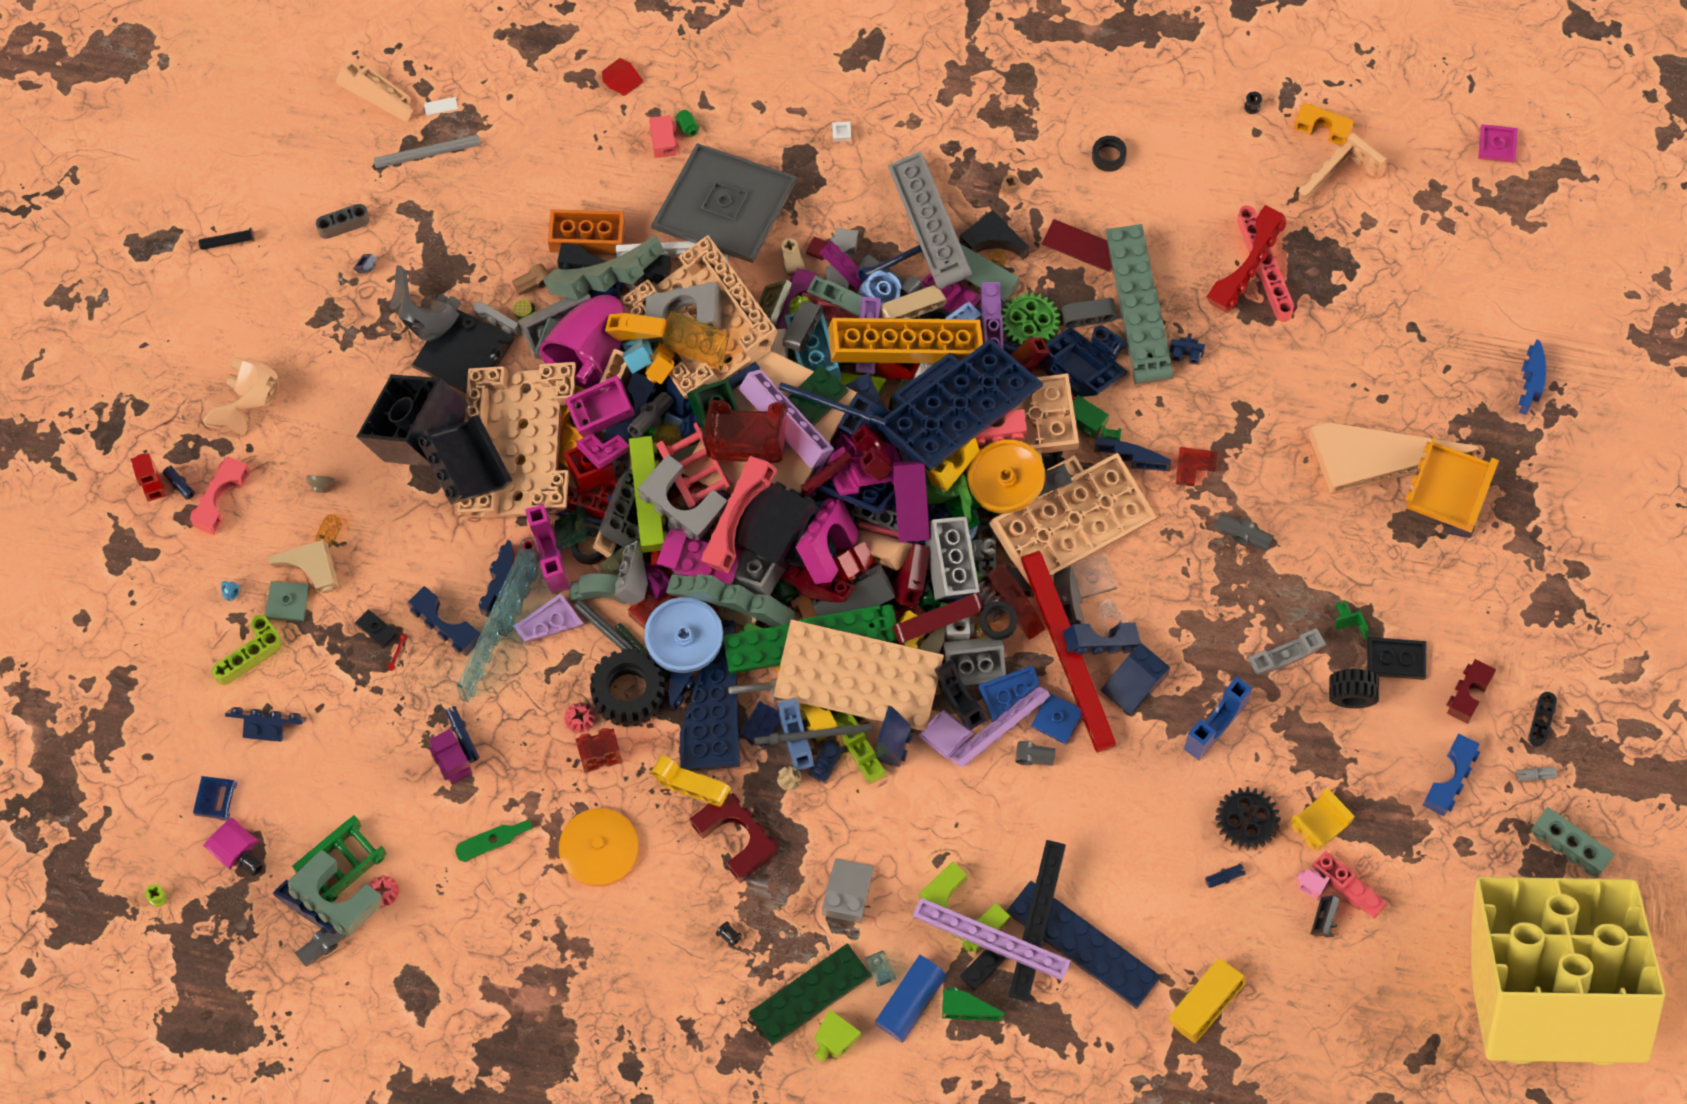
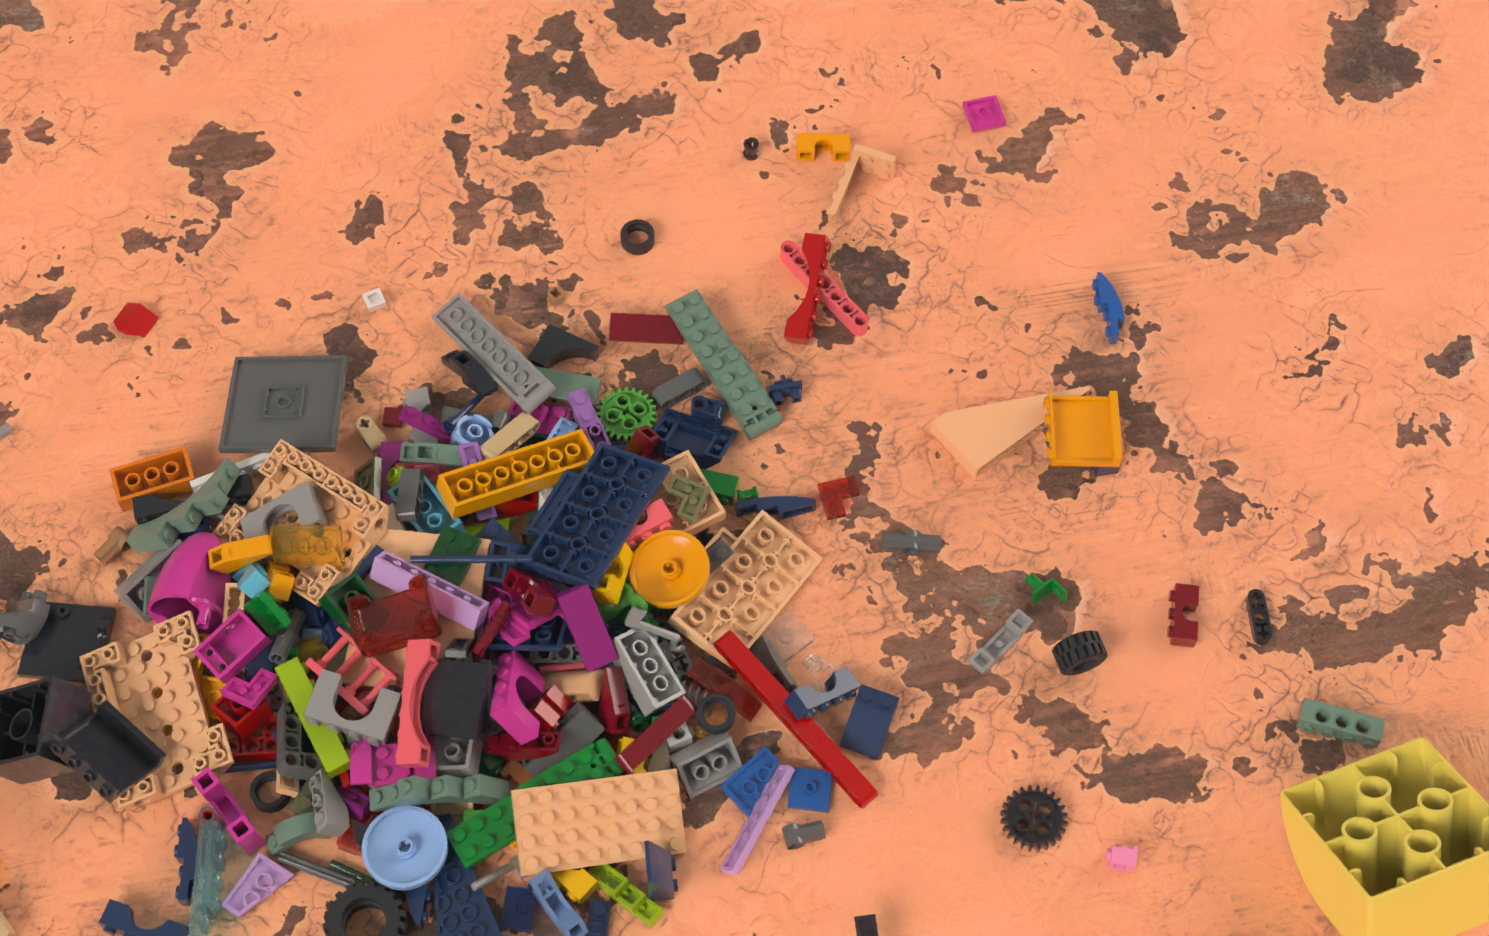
camera: 25 degrees left, 5 degrees down
(496, 318) = (90, 596): light grey hinge -> none
(522, 309) = (114, 578): tile -> none
(566, 529) = (240, 784): clear green plate -> none
(639, 388) = (267, 612): none -> green bracket
(651, 605) = (359, 831): none -> black slope
(662, 136) = (198, 363): coral brick -> none
(687, 123) = (218, 342): green brick -> none
(774, 738) = (538, 919): dark grey bar -> none
(792, 479) = (459, 647): none -> black plate
(903, 231) = (471, 371): none -> black slope
(945, 734) = (707, 847): lavender piece -> none
(956, 510) = (634, 620): none -> light grey piece
(958, 697) = (707, 807): black arch -> none
(997, 253) = (571, 363): clear yellow plate -> none
(1053, 415) = (691, 493): none -> olive plate
(1206, 733) = (966, 730): blue arch -> none
(1225, 875) = (1036, 883): dark blue axle -> none
(1322, 820) = (1103, 792): yellow panel -> none
(1323, 920) = (1148, 886): black plate -> none
(1348, 886) = (1157, 847): coral slope -> none
(1396, 658) = (1102, 609): black tile -> none
(1441, 794) = (1204, 678): blue arch -> none
(1536, 774) = (1278, 671): light grey axle -> none

